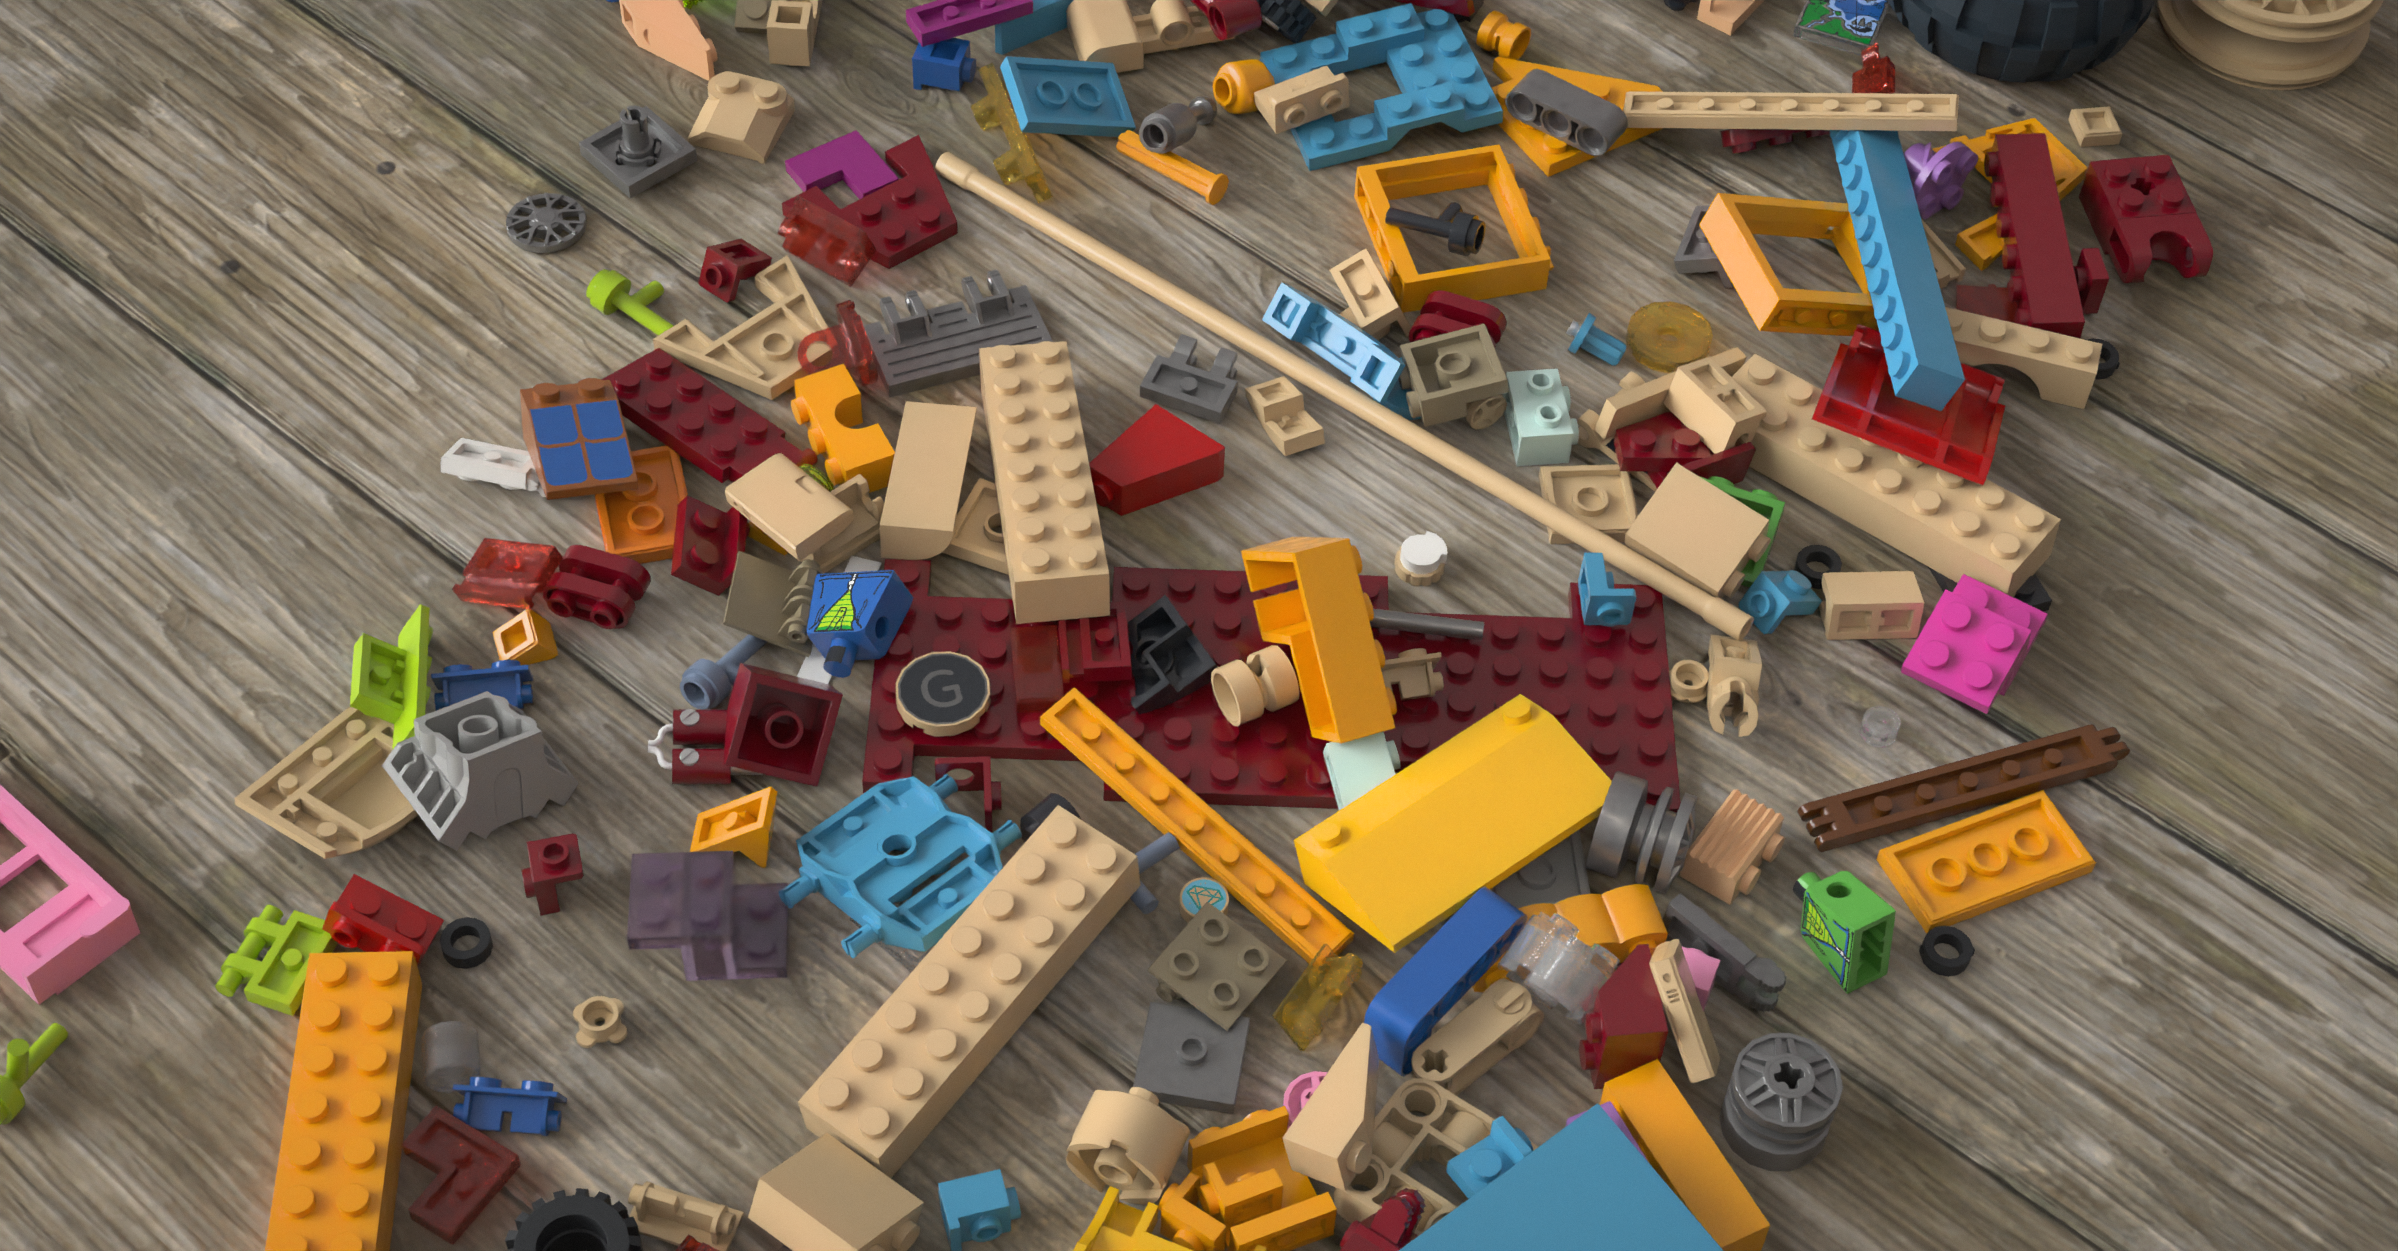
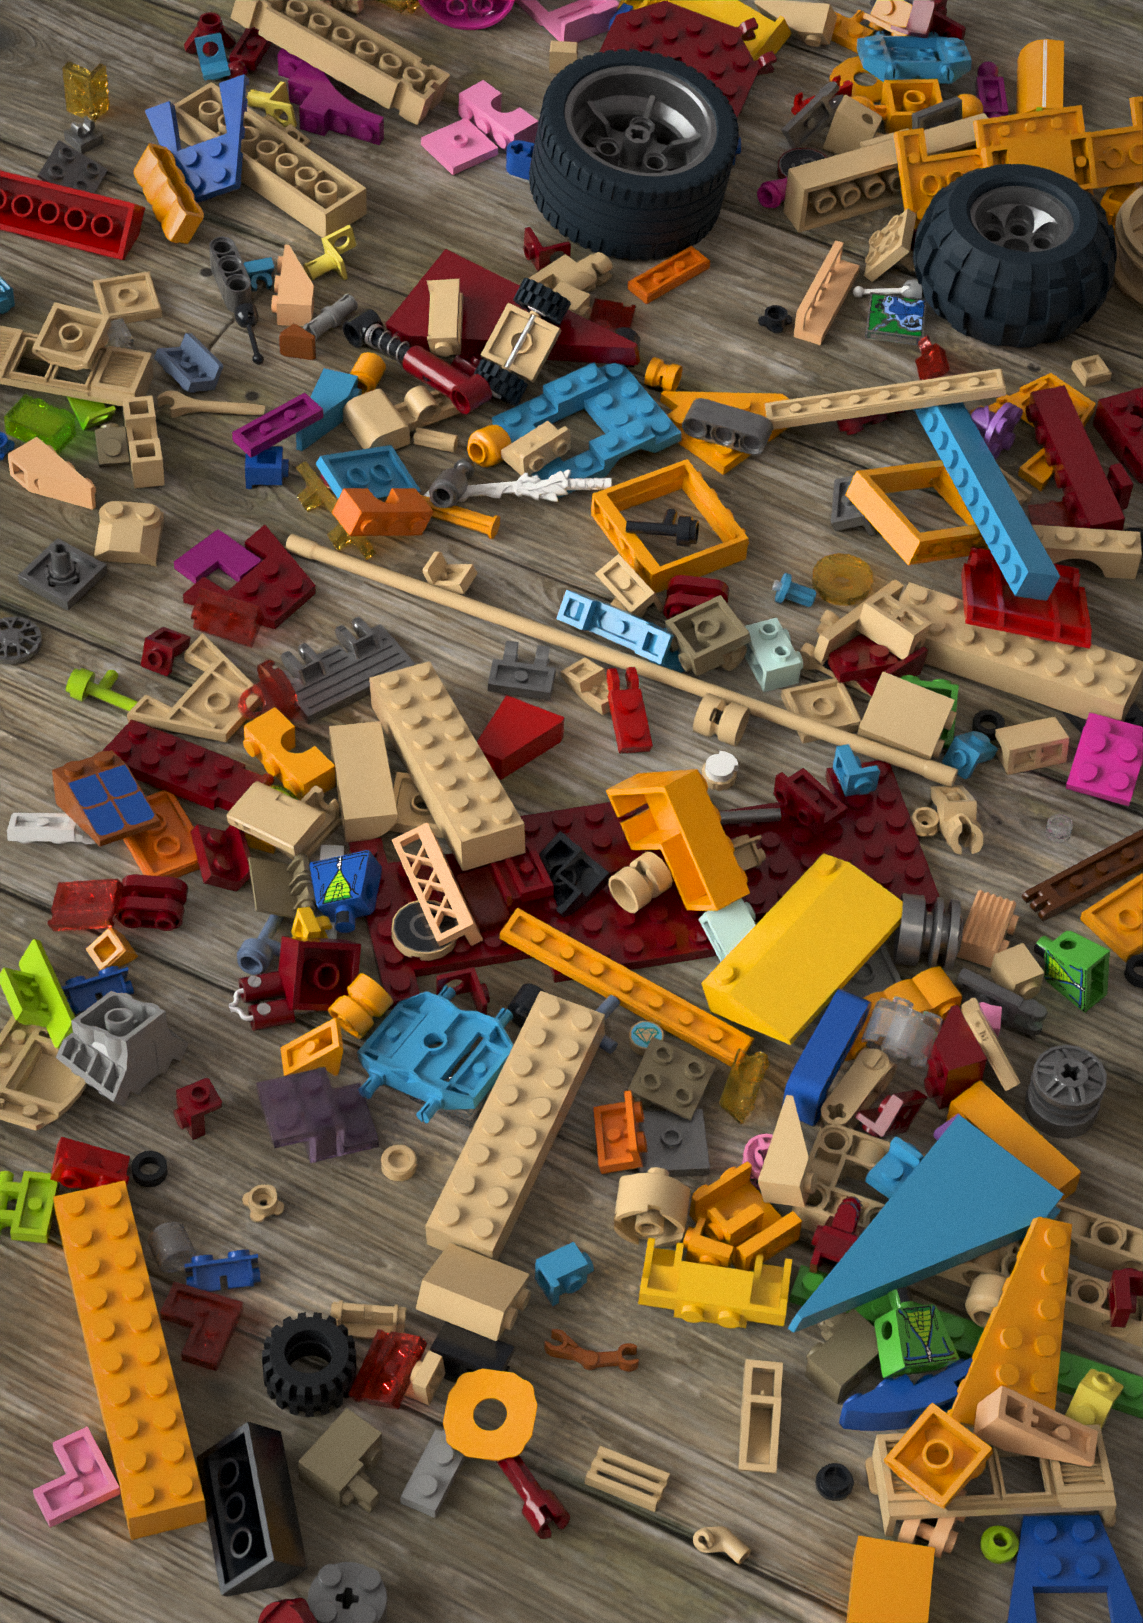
camera: 15 degrees left, 0 degrees up
(791, 660) = (308, 926): none -> yellow tile
(805, 1005) = (398, 1162): none -> tan tile
(822, 777) = (364, 1001): none -> light orange wheel
(991, 638) = (448, 885): none -> light nougat fence
(1043, 141) = (365, 515): none -> orange arch
(1119, 1030) = (618, 1135): none -> orange bracket
(1133, 240) = (449, 576): none -> tan bracket
(1178, 68) = (435, 440): none -> tan piece
(1287, 148) = (535, 487): none -> white sword
(1317, 459) = (628, 713): none -> red hinge
(1436, 486) = (731, 724): none -> tan wheel
(1515, 1082) = (893, 1114): none -> dark red bracket
(1527, 620) = (809, 800): none -> dark red bracket
(1760, 916) = (1017, 971): none -> tan brick

